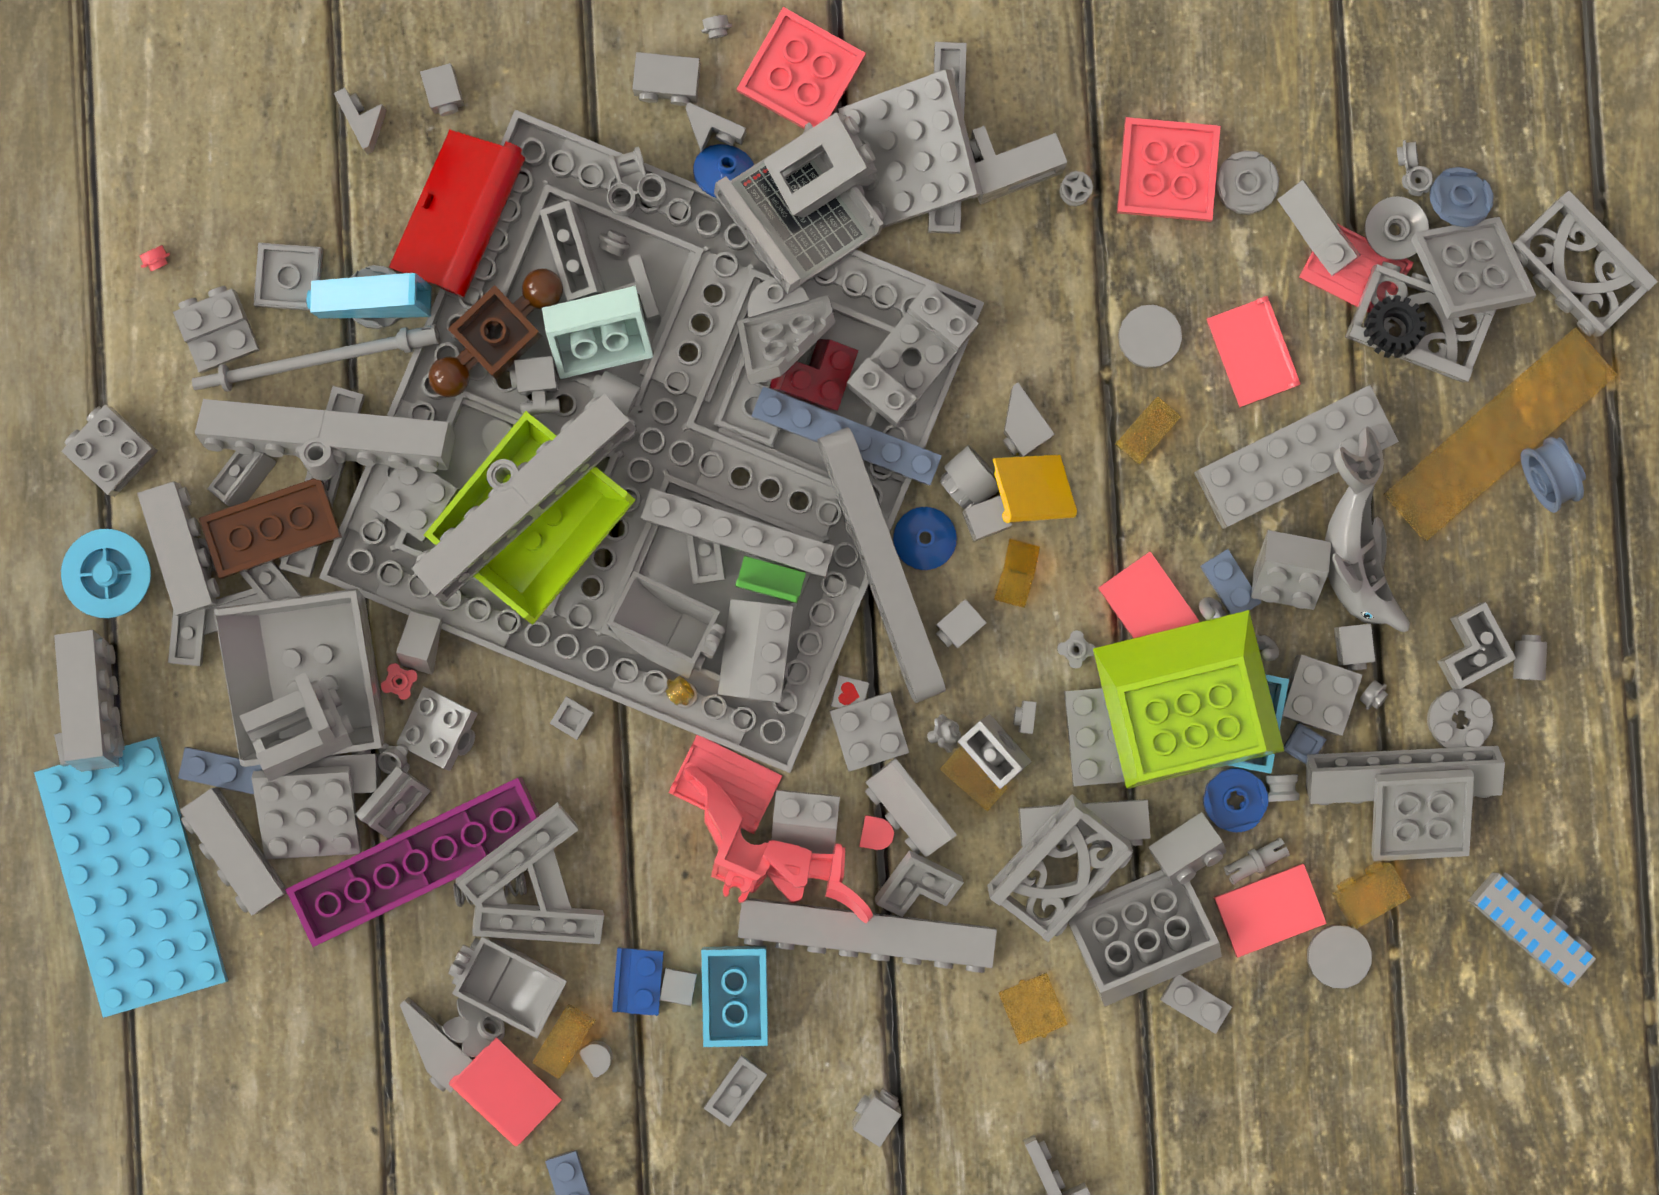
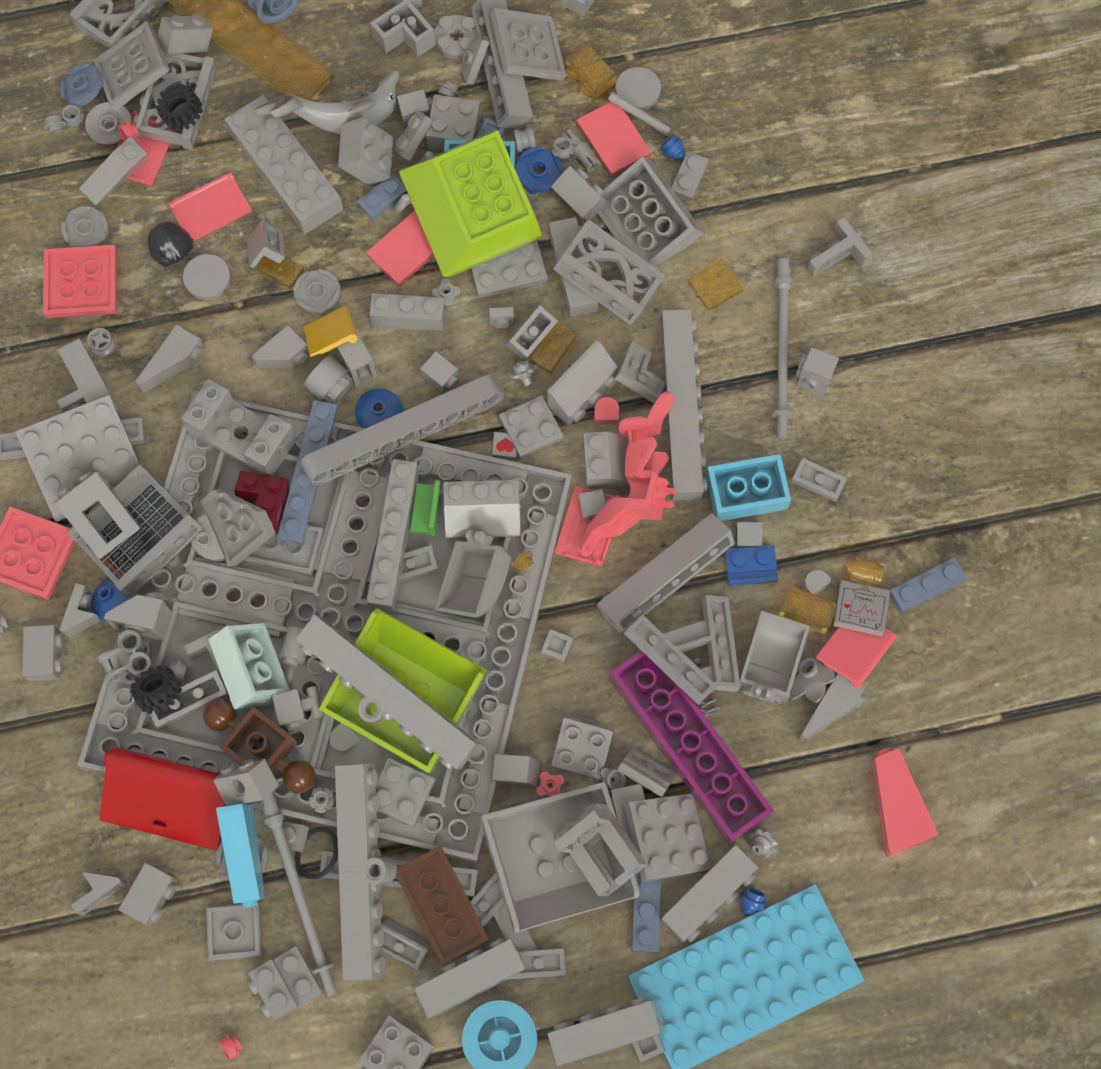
camera: 100 degrees left, 15 degrees down
(219, 902) = (752, 900): none -> blue plate
(284, 928) = (763, 843): none -> light grey plant
(296, 1104) = (900, 806): none -> coral slope
(332, 386) = (332, 862): none -> black piece
(346, 180) = (148, 895): none -> light grey brick
(388, 363) = (295, 835): none -> light grey plate
(428, 401) = (328, 802): none -> light grey plate
(442, 89) = (66, 828): light grey brick -> none
(442, 311) = (245, 782): none -> light grey brick
(556, 1110) = (861, 608): none -> light grey tile
(567, 221) = (156, 689): none -> black tyre
(603, 1123) = (864, 571): none -> clear yellow brick
(641, 871) = (666, 573): none -> light grey brick
(677, 208) = (143, 614): none -> light grey slope
(749, 793) = (591, 503): none -> light grey tile
(1015, 1099) = (783, 283): none -> light grey bar
(1017, 573) = (396, 340): clear yellow slope -> none
(1040, 282) = (173, 357): none -> light grey slope
(1052, 594) = (407, 312): none -> light grey brick
(1105, 479) = (317, 292): none -> light grey tile
(1178, 419) = (266, 242): none -> light grey panel
(1203, 292) = (169, 243): none -> black hair
(1240, 988) = (673, 148): none -> blue plate
(1266, 837) = (563, 147): none -> light grey plate
(1298, 951) = (639, 113): none -> light grey bar
(1309, 638) = (413, 135): none -> light grey plate
(1373, 253) = (126, 130): none -> coral plate
(1414, 736) = (473, 59): none -> light grey plate
(1510, 345) = (184, 34): none -> light grey brick

